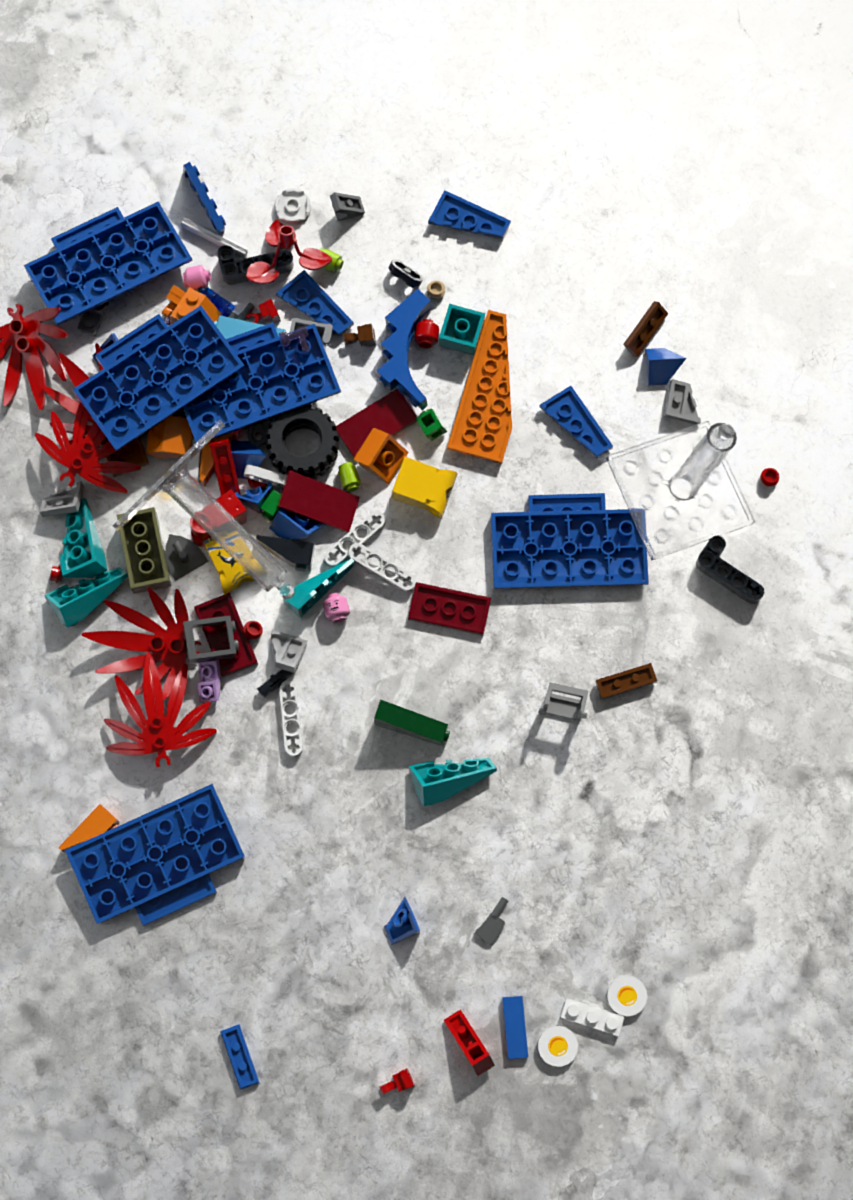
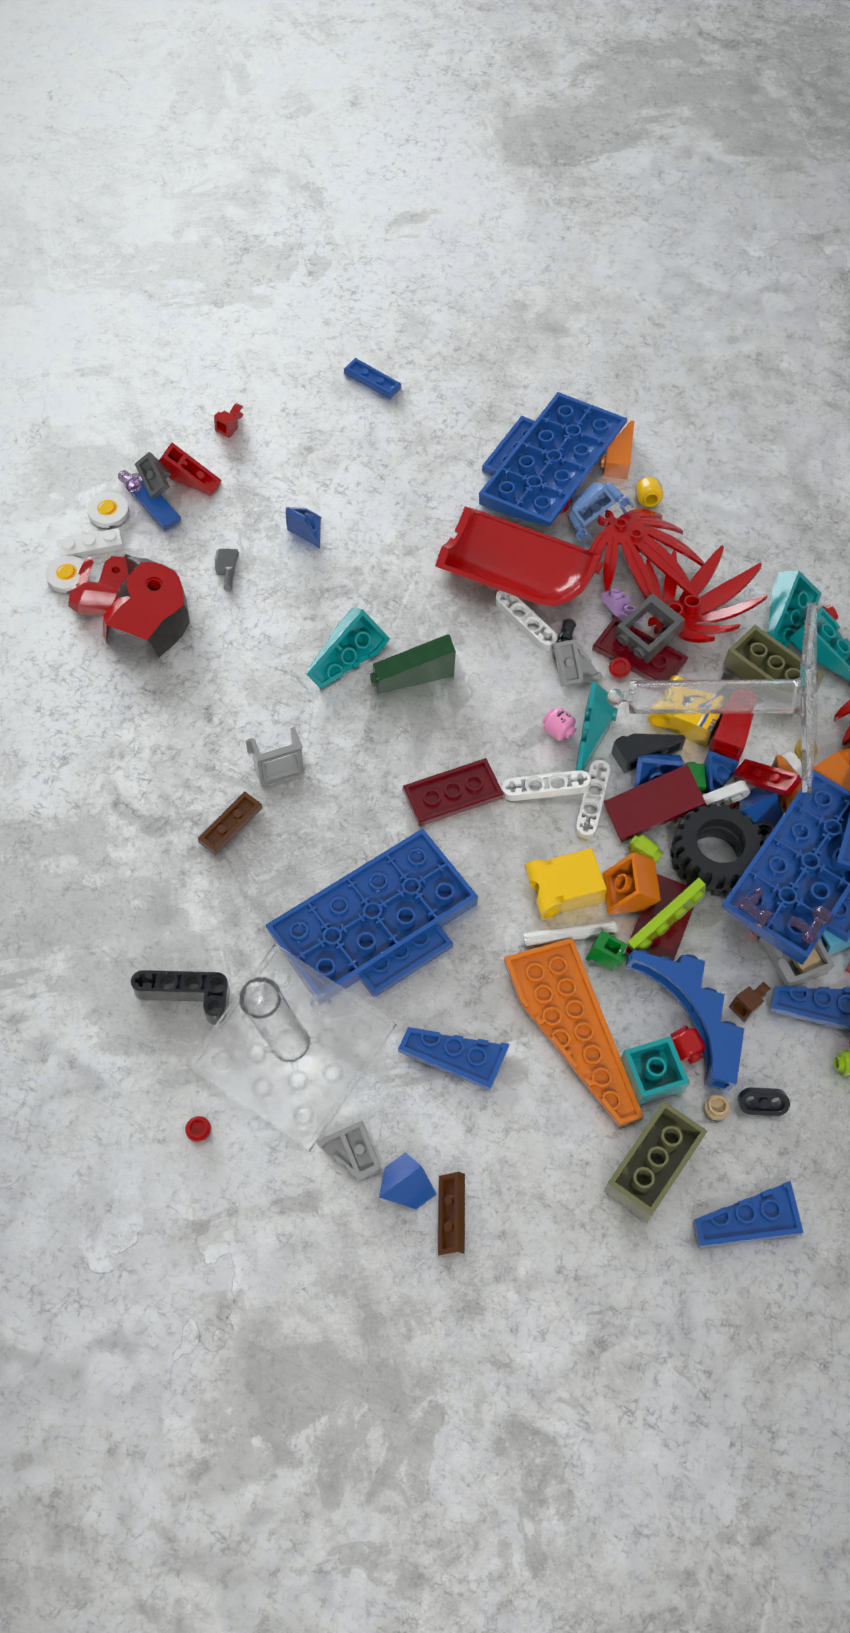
camera: 145 degrees right, 15 degrees down
(100, 773) = (649, 492): none -> yellow head
(161, 783) = (592, 503): none -> medium blue torso
(260, 767) = (517, 559): none -> red panel
(327, 376) = (747, 904): none -> clear purple piece
(376, 414) = (669, 915): none -> lime wing
(444, 454) = (564, 933): none -> white axle
(502, 278) = (655, 1161): none -> olive brick
(504, 1051) = (153, 474): none -> dark grey slope
(525, 1054) = (131, 481): none -> clear purple piece
(584, 924) = (134, 598): none -> red piece

